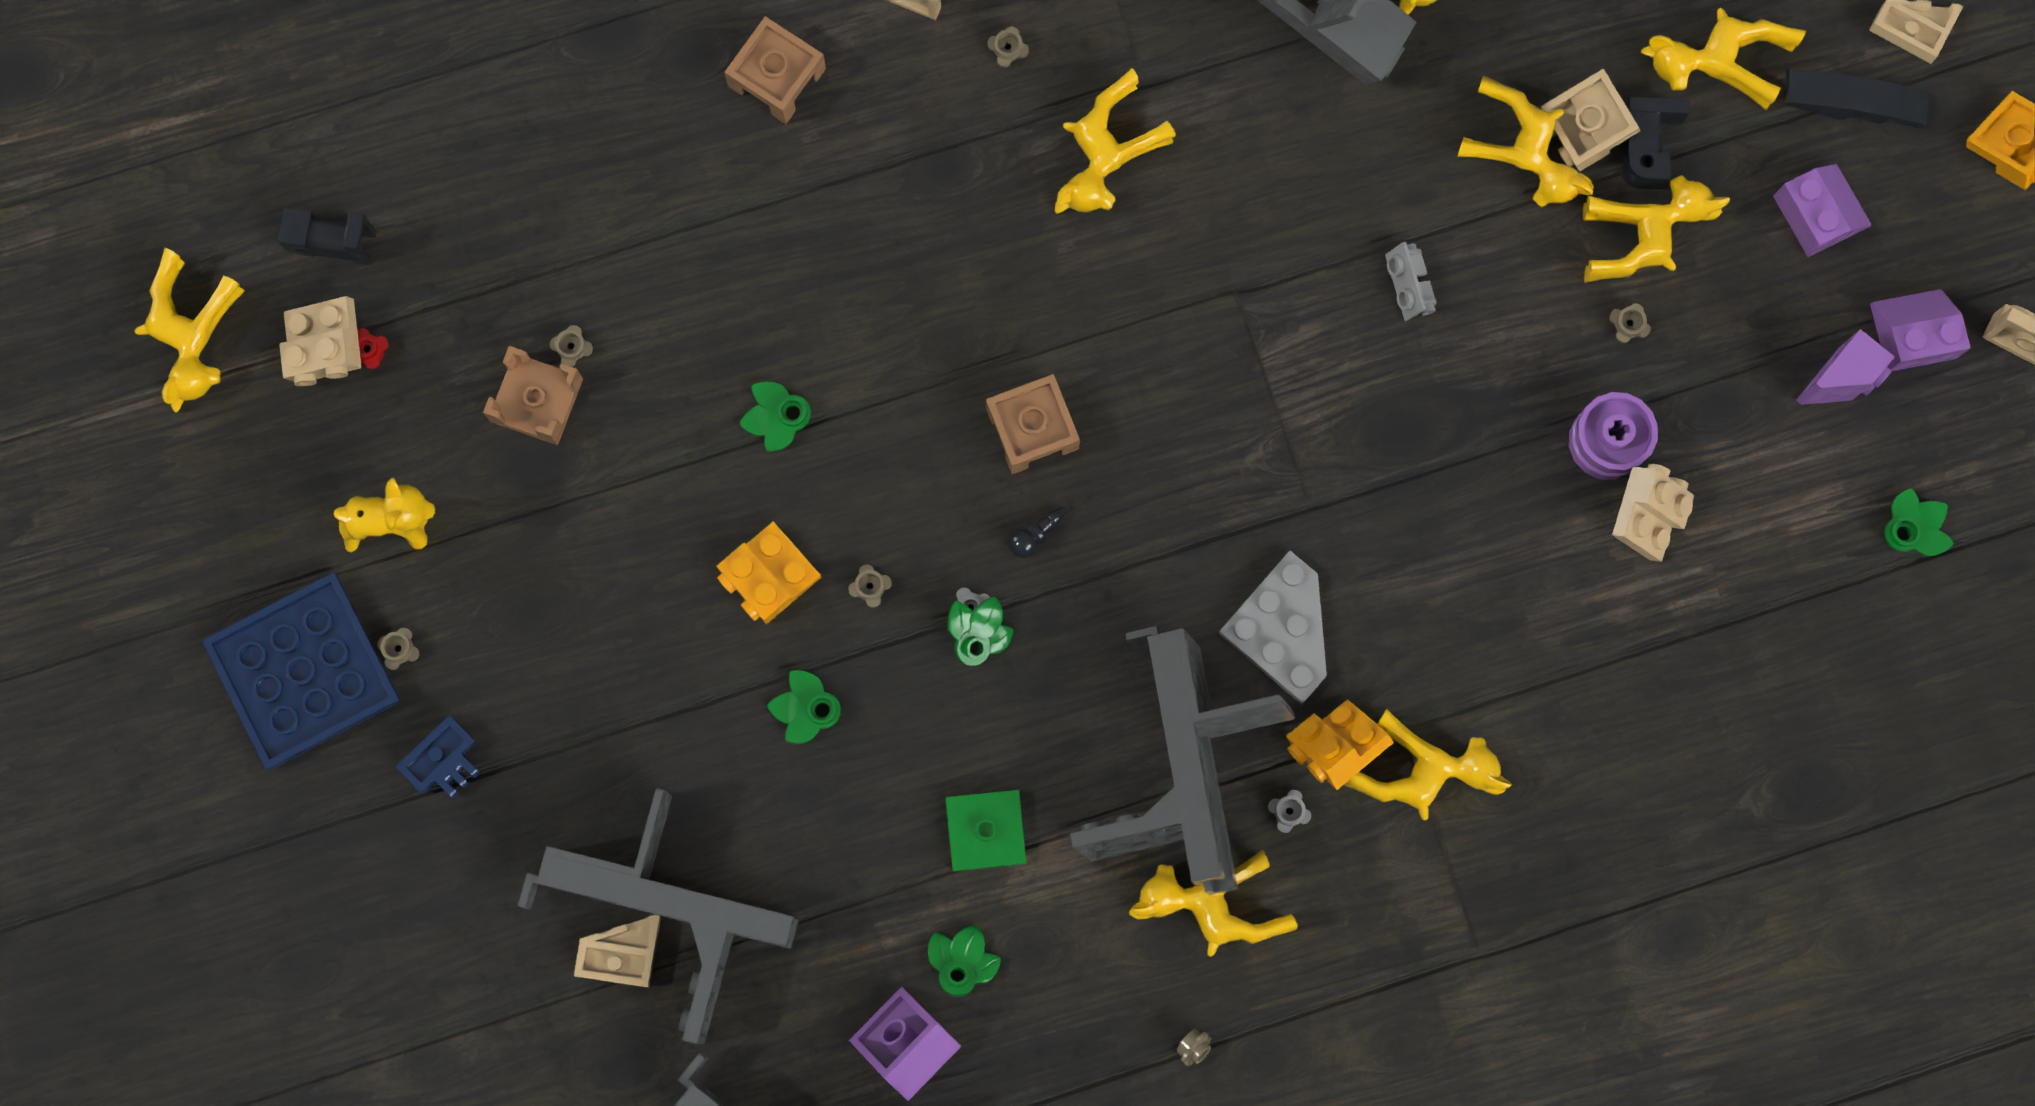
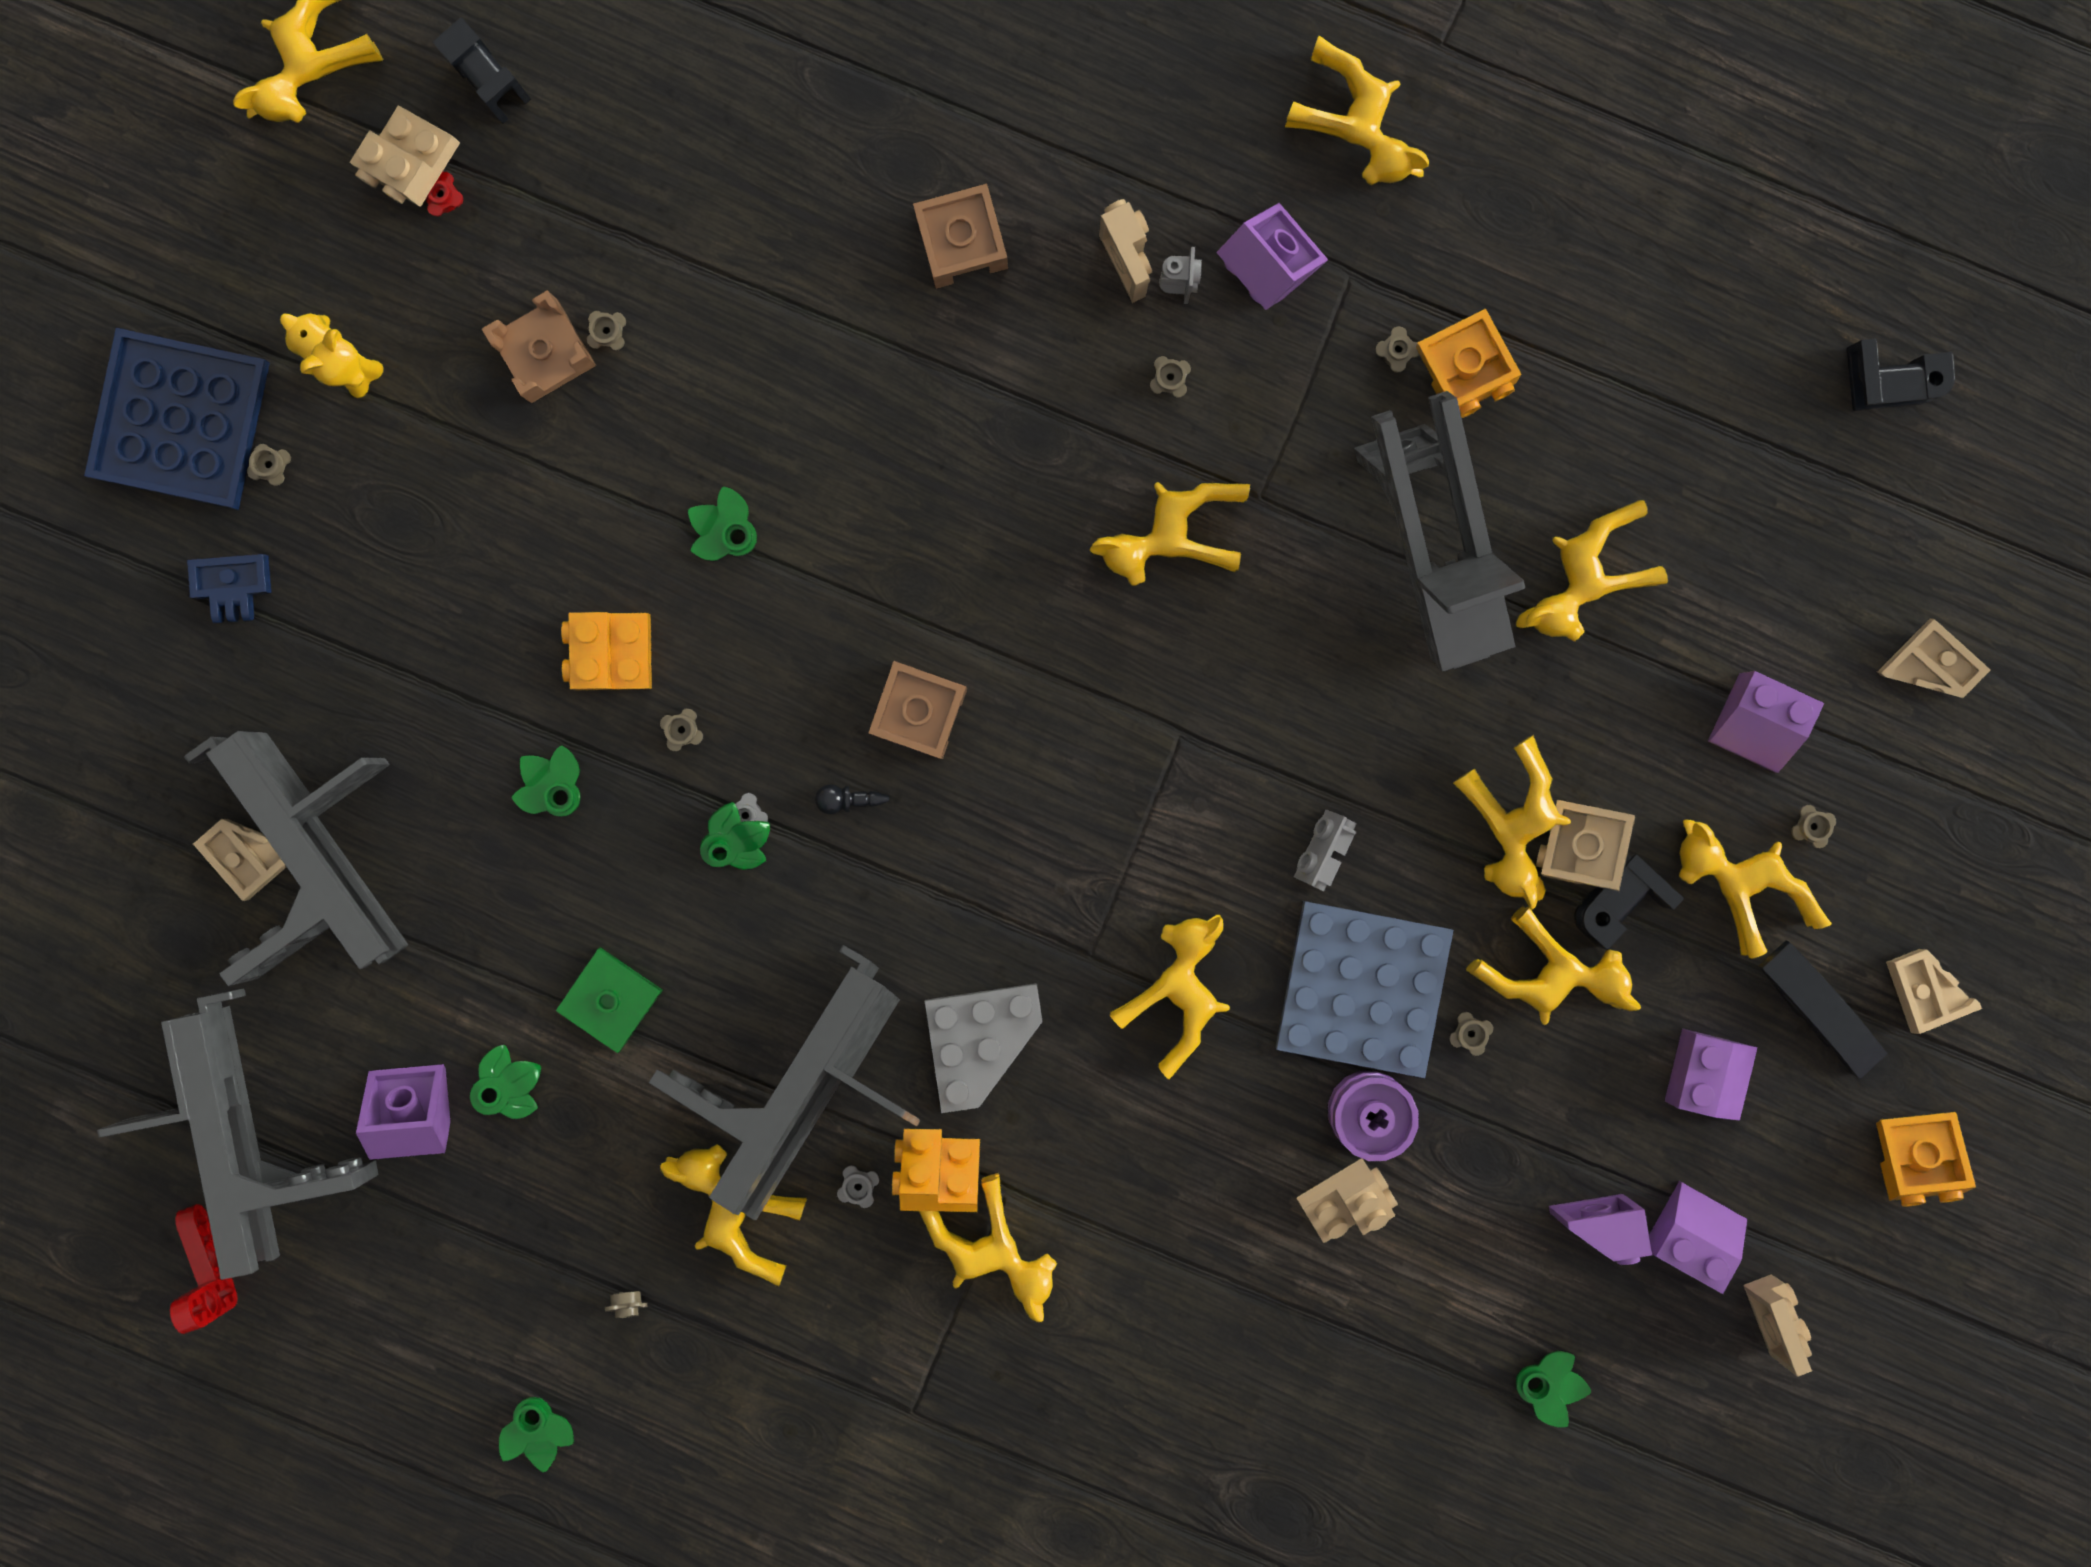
camera: 40 degrees right, 10 degrees up
(1374, 422) = (1192, 942): none -> yellow animal
(1525, 356) = (1364, 989): none -> sand blue plate

